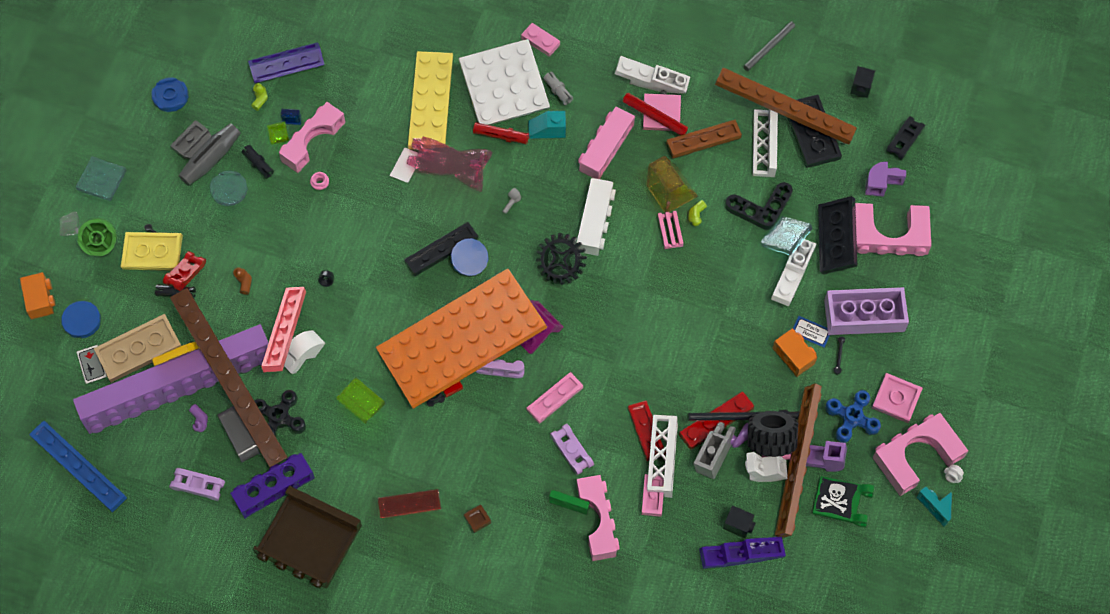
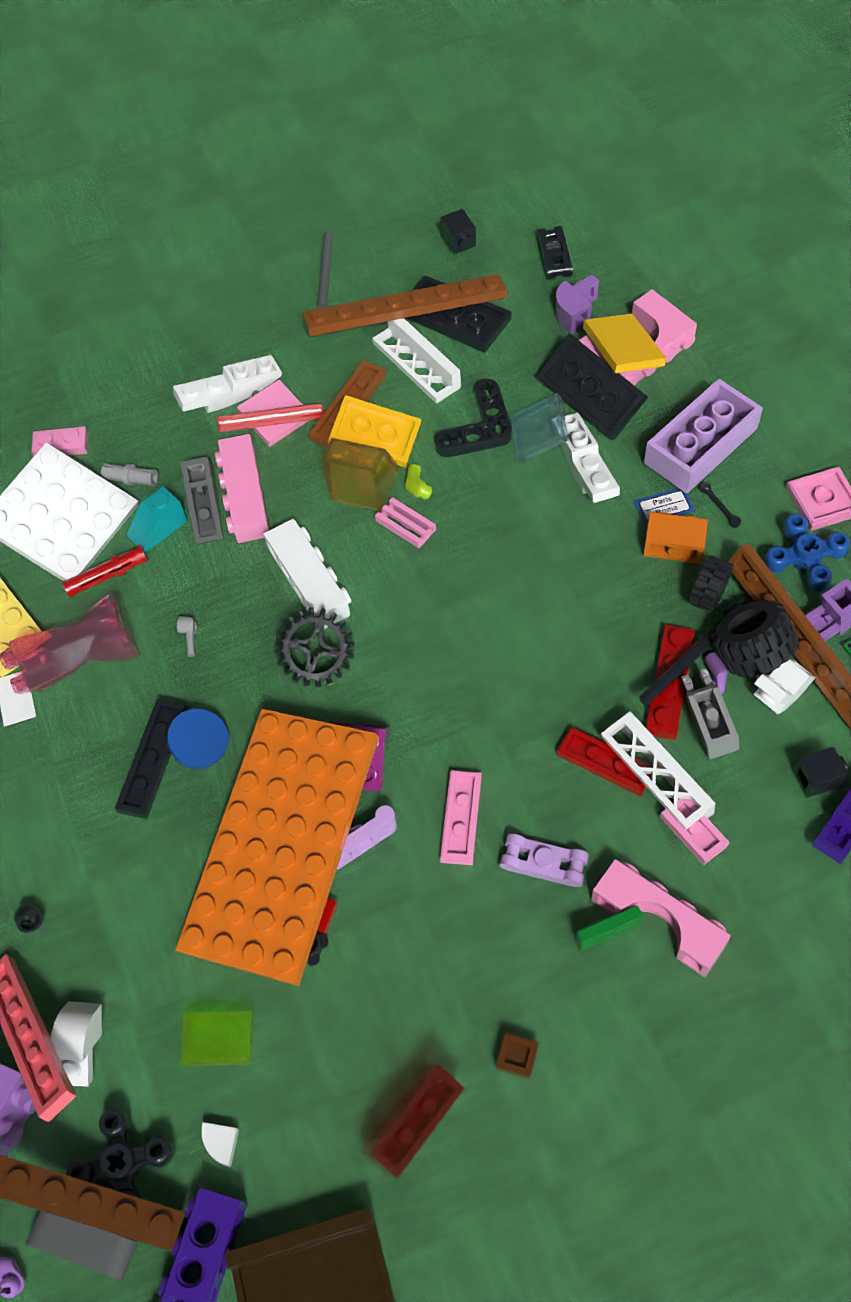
camera: 35 degrees left, 5 degrees down
(325, 443) = (220, 1142): none -> white tile
(580, 133) = (202, 499): none -> dark grey slope
(702, 166) = (376, 427): none -> yellow tile
(783, 390) = (711, 583): none -> black tyre
(876, 225) = (624, 343): none -> yellow tile

